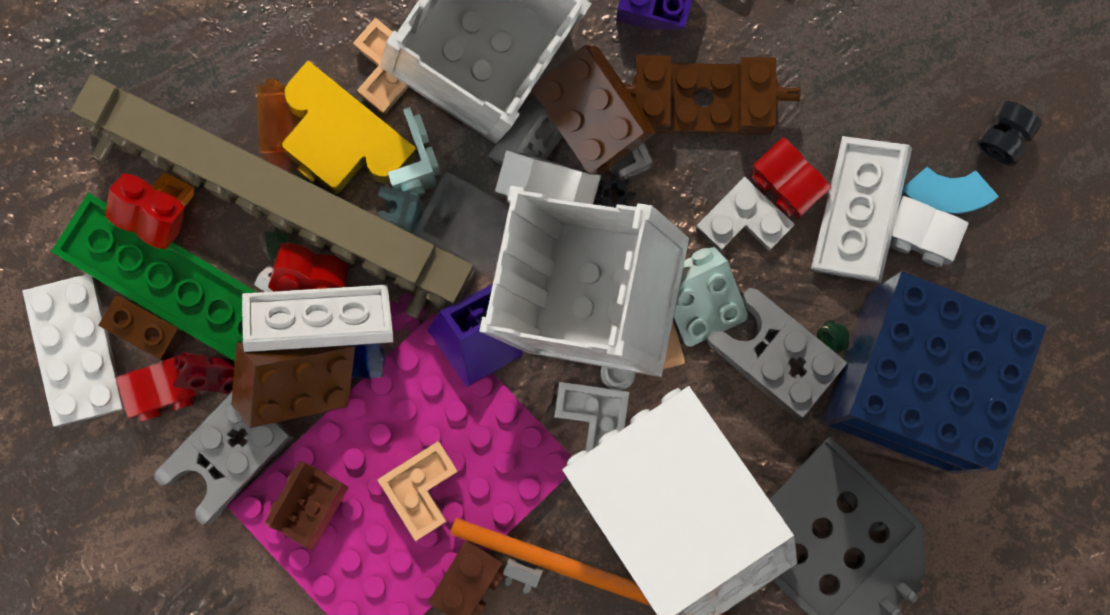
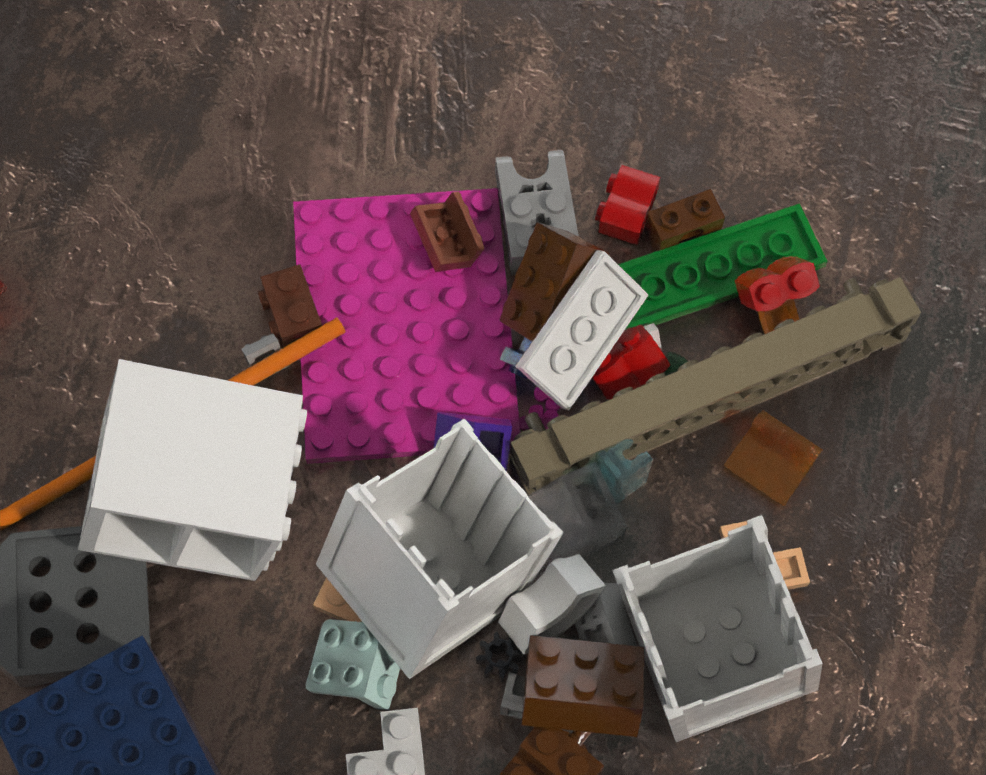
camera: 130 degrees right, 15 degrees down
(73, 350) = (696, 162): white plate -> none
(199, 375) = (616, 230): dark red hinge -> none
(339, 134) = (728, 478): yellow brick -> none
(409, 487) = (397, 316): light nougat plate -> none
(419, 175) = (652, 523): light aqua bracket -> none
(600, 407) = (318, 501): white plate -> none
(767, 354) = (262, 689): light grey brick -> none
(834, 336) = (228, 744): clear green plate -> none

